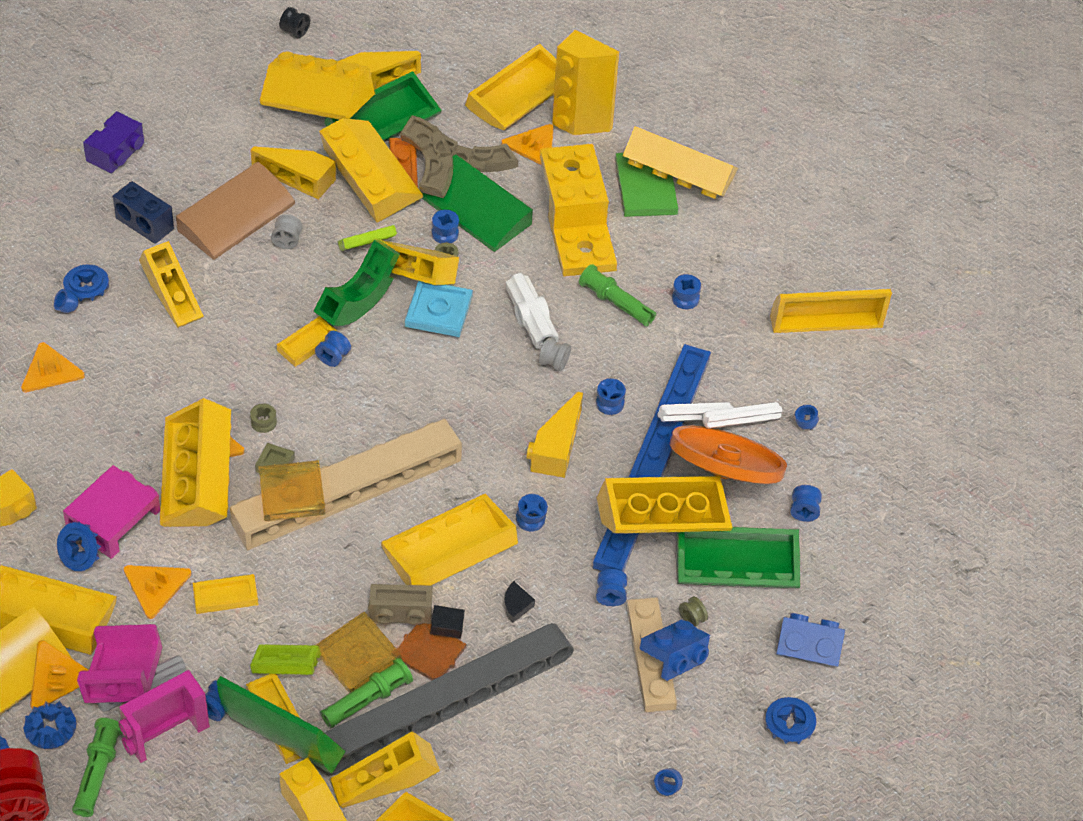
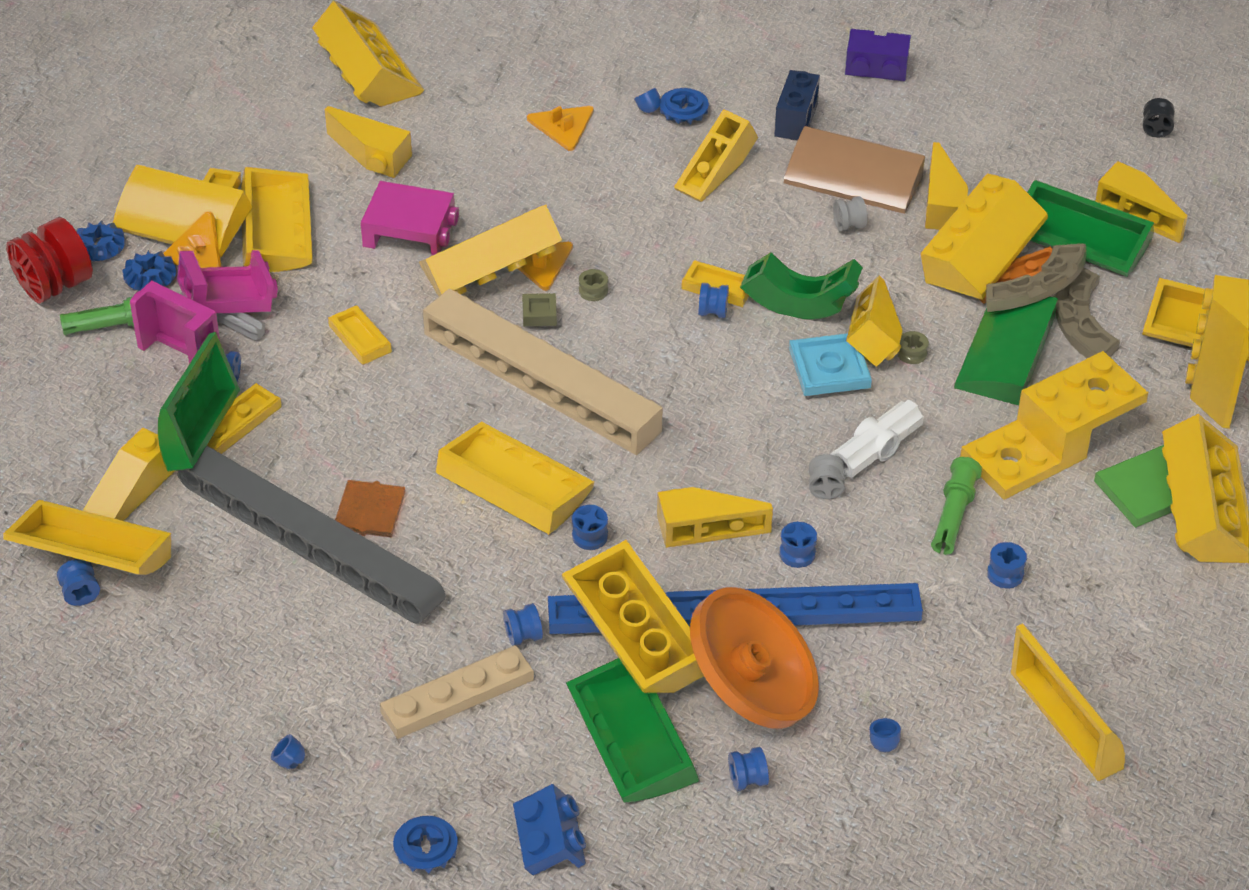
camera: 70 degrees right, 5 degrees down
(68, 548) = (350, 209): blue gear -> none
(155, 585) = (345, 285): light orange piece -> none
(285, 659) = (295, 409): lime tile -> none
(291, 490) = (490, 321): clear yellow tile -> none
(316, 85) = (1062, 157): yellow slope -> none
(357, 652) = (334, 450): clear yellow tile -> none
(367, 238) = (890, 277): lime tile -> none
(378, 686) = (299, 478): bright green pin -> none
(386, 771) = (199, 518): yellow slope -> none
(400, 604) = (408, 460): dark tan bracket -> none
(445, 226) = (951, 330): blue wheel -> none
(447, 621) = (407, 505): black tile -> none
(517, 602) = (466, 555): black tile -> none
(530, 142) = (1147, 366): light orange piece -> none
(678, 647) = (460, 700): blue bracket -> none
(688, 412) = (815, 620): white axle -> none
(693, 611) = (528, 707): olive bush -> none
(742, 415) = (844, 668): white axle -> none

